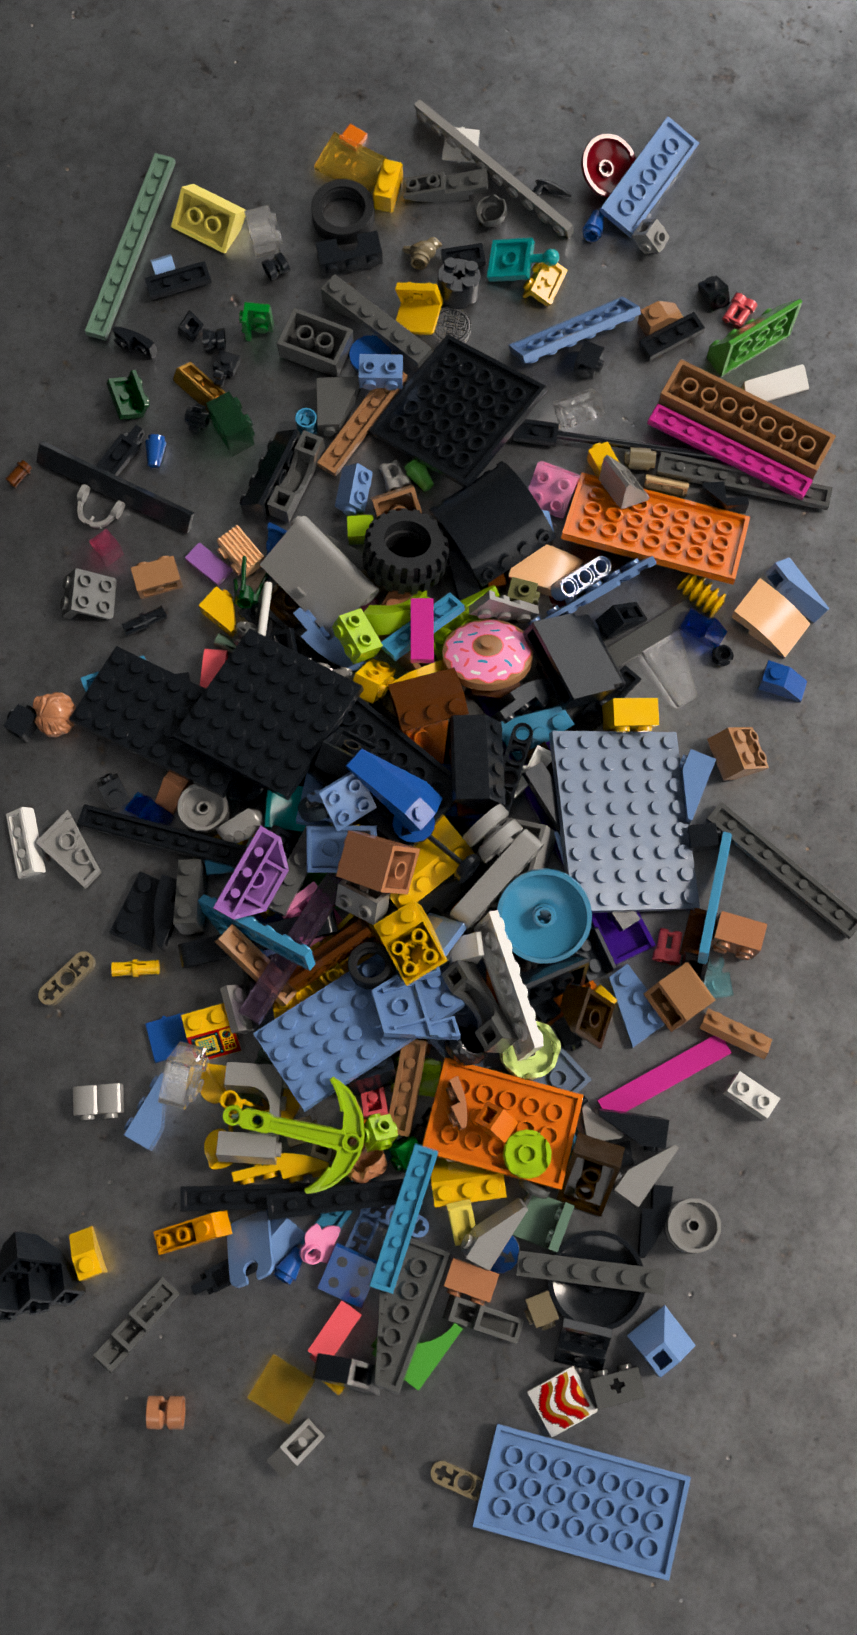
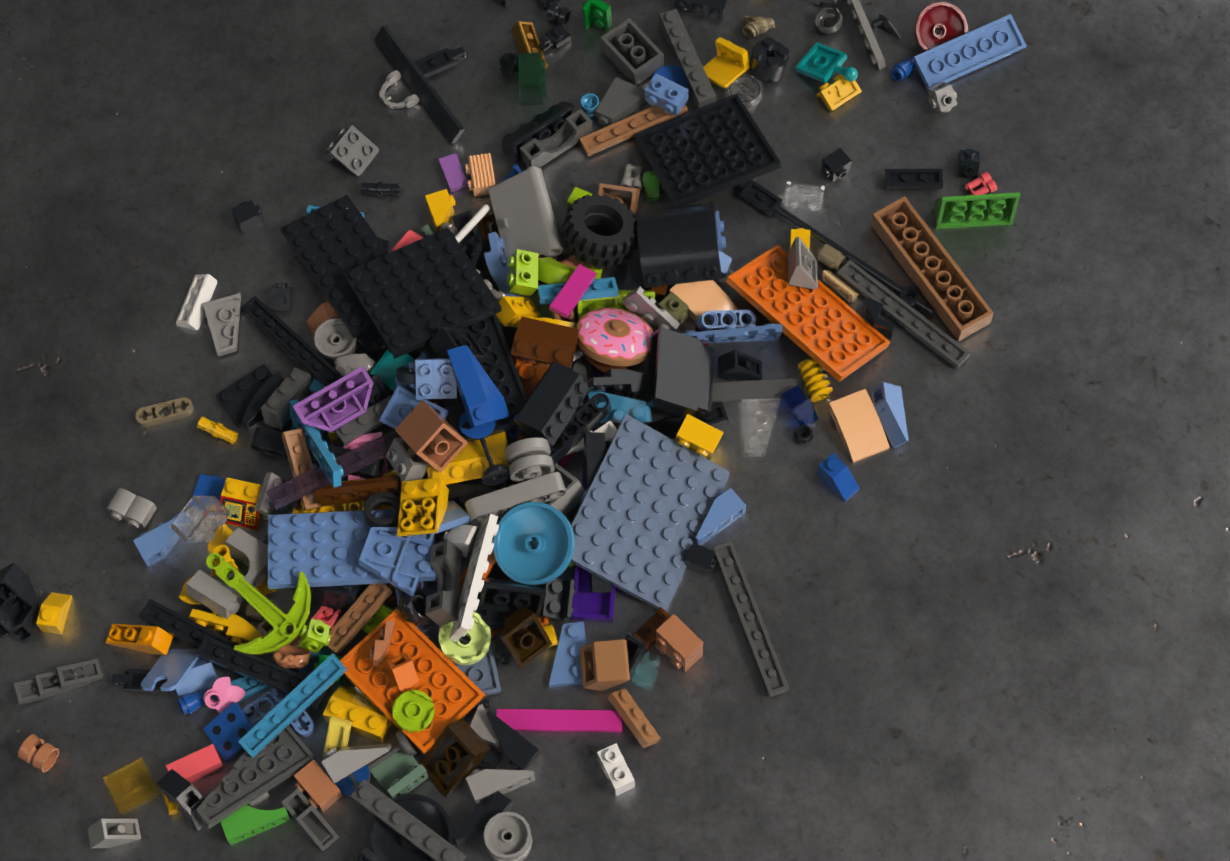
camera: 30 degrees right, 10 degrees down
(18, 473) = (356, 40): reddish brown pin -> none
(53, 713) = (271, 219): nougat hair -> none
(106, 547) = (385, 123): clear pink brick -> none
(128, 396) = (469, 24): dark green bracket -> none
(145, 808) = (296, 321): clear blue slope -> none
(155, 449) = (465, 72): blue cone -> none
(156, 577) = (408, 162): medium nougat brick -> none
(244, 594) = (464, 204): dark green plant -> none
(353, 489) = (594, 171): medium blue brick -> none
(467, 252) = (794, 44): black plate -> none
(541, 1311) = (355, 836): dark tan brick -> none
(553, 488) = (746, 243): bright pink bracket -> none
(574, 329) = (837, 136): medium blue plate -> none
(658, 316) = (912, 158): medium nougat slope -> none
(664, 954) = (615, 629): coral piece -> none
(714, 898) = (678, 604): dark azure tile -> none
(729, 451) = (903, 285): dark pink tile -> none
(737, 752) = (768, 511): medium nougat slope -> none
(778, 383) = (976, 255): white slope -> none

